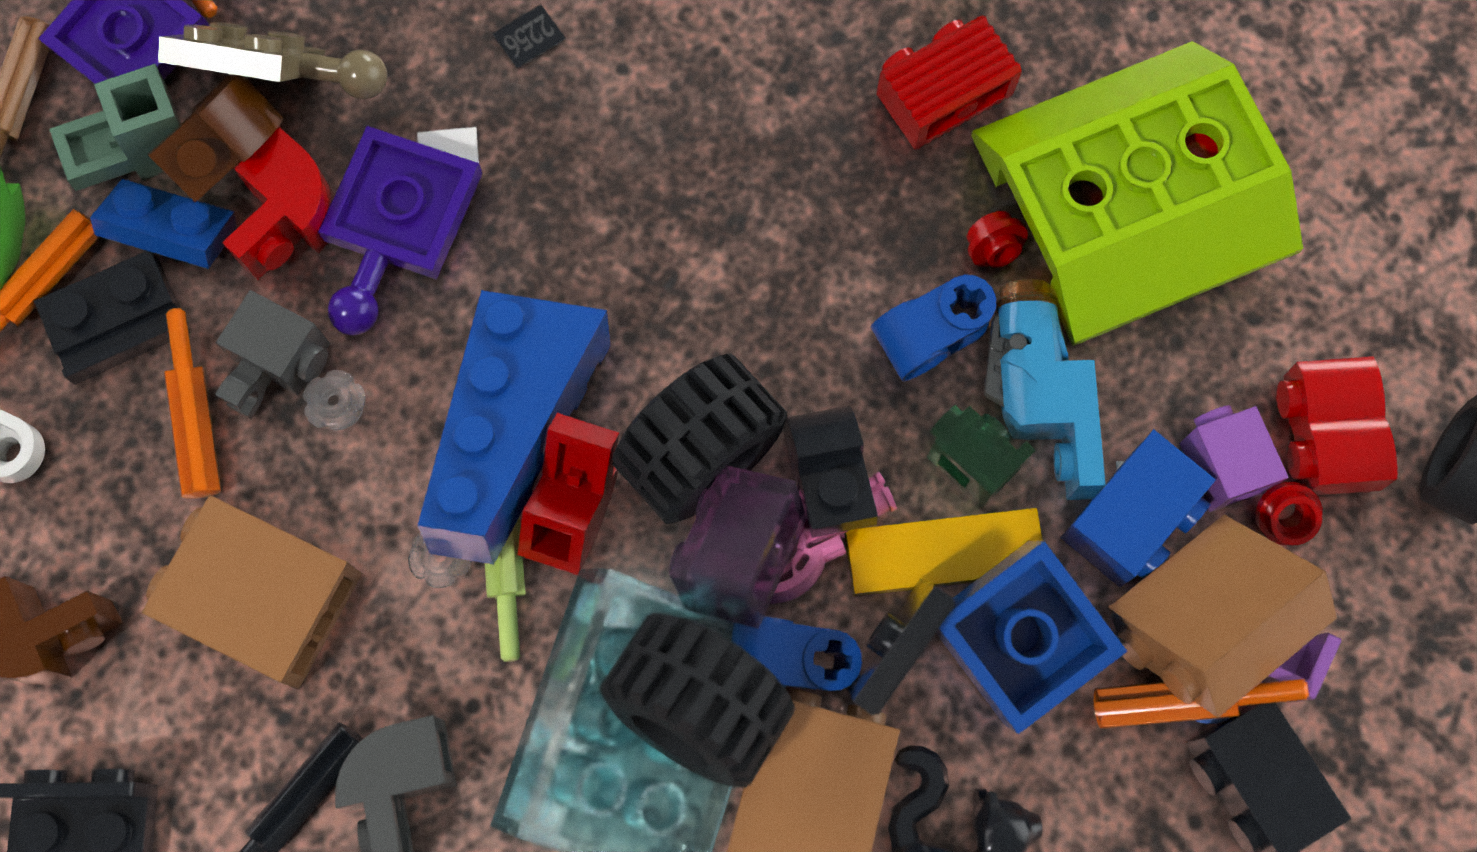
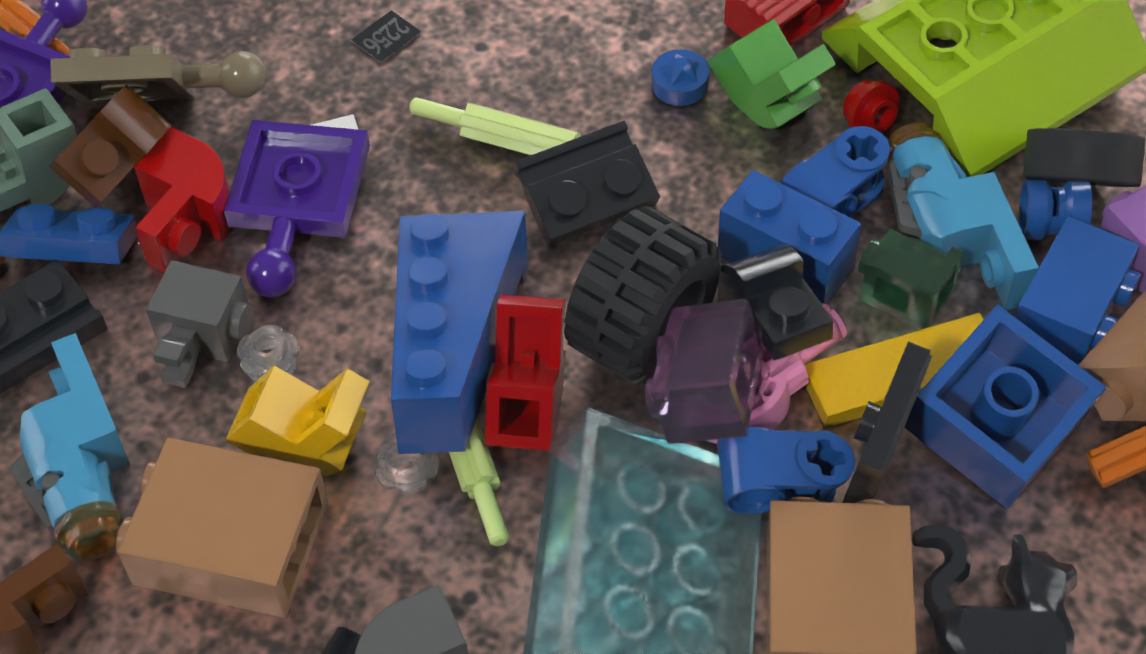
camera: 10 degrees left, 20 degrees down
(121, 479) = (69, 458): none -> dark azure plate
(190, 415) = (126, 389): orange axle -> none
(343, 494) = (299, 423): none -> yellow brick
(620, 185) = (496, 126): none -> yellowish green axle
(685, 270) = (585, 183): none -> black plate
(698, 699) = (708, 487): black tyre -> none
(813, 155) = (680, 77): none -> blue tile
(859, 371) = (771, 214): none -> blue brick
(900, 180) = (768, 78): none -> bright green brick
(1147, 405) = (1046, 207): none -> blue wheel
(1192, 361) = (1084, 156): none -> black tyre

